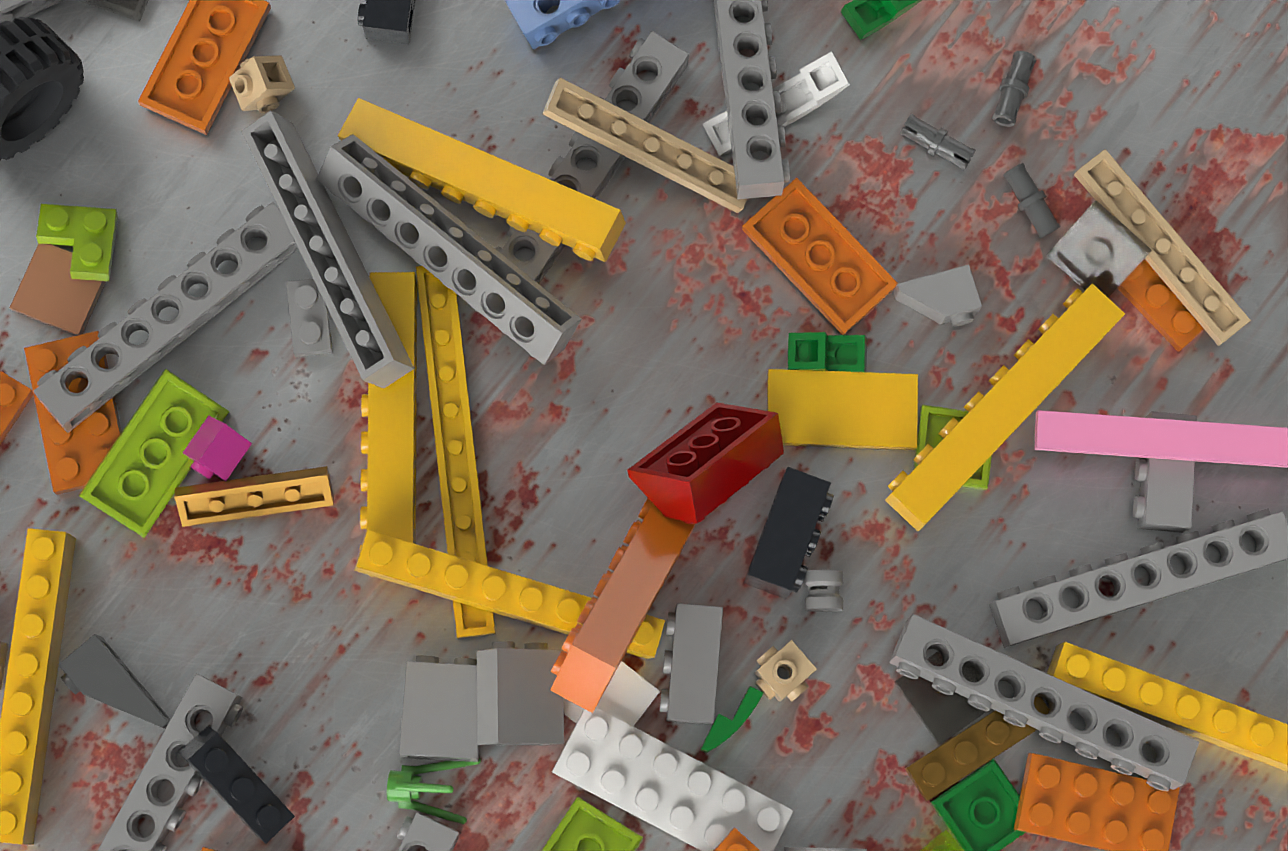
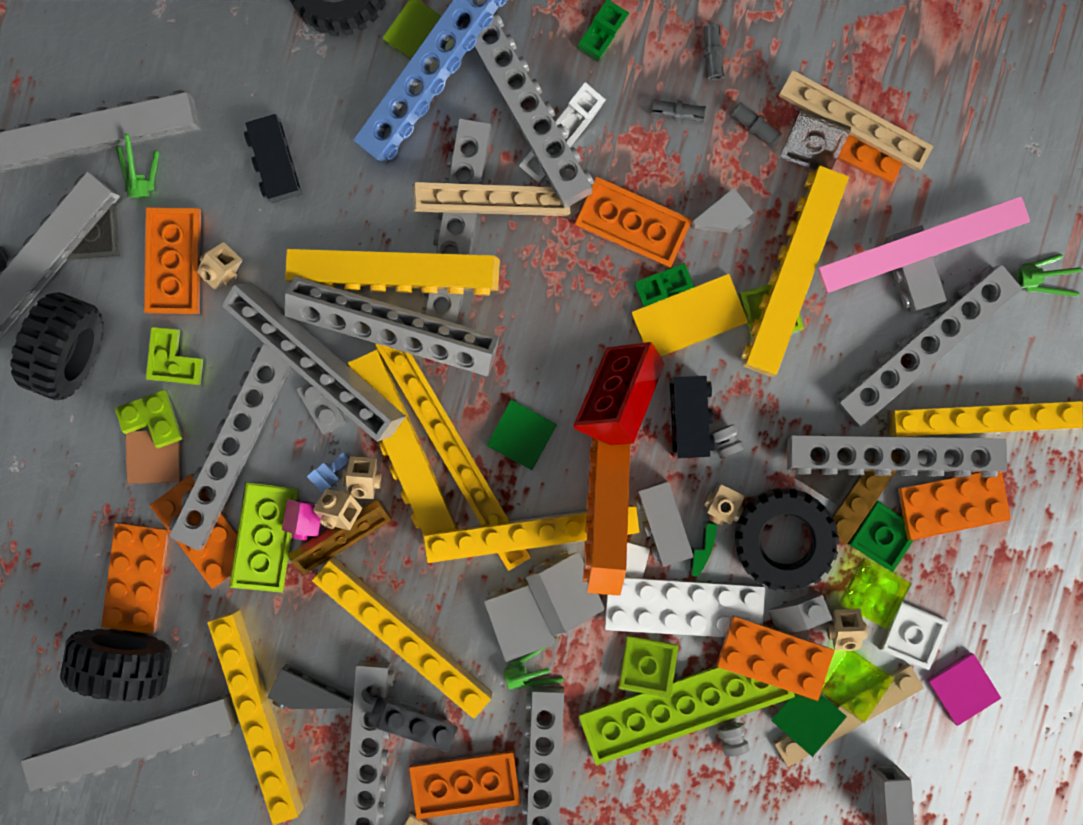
camera: 20 degrees left, 10 degrees up
(133, 176) = (164, 360): none -> lime plate
(269, 453) = (337, 509): none -> tan brick
(272, 408) = (326, 476): none -> light blue piece
(276, 666) = (403, 637): none -> yellow brick
(319, 429) = (362, 477): none -> tan brick
(554, 467) = (521, 435): none -> green tile
(848, 698) = (796, 574): none -> black tyre

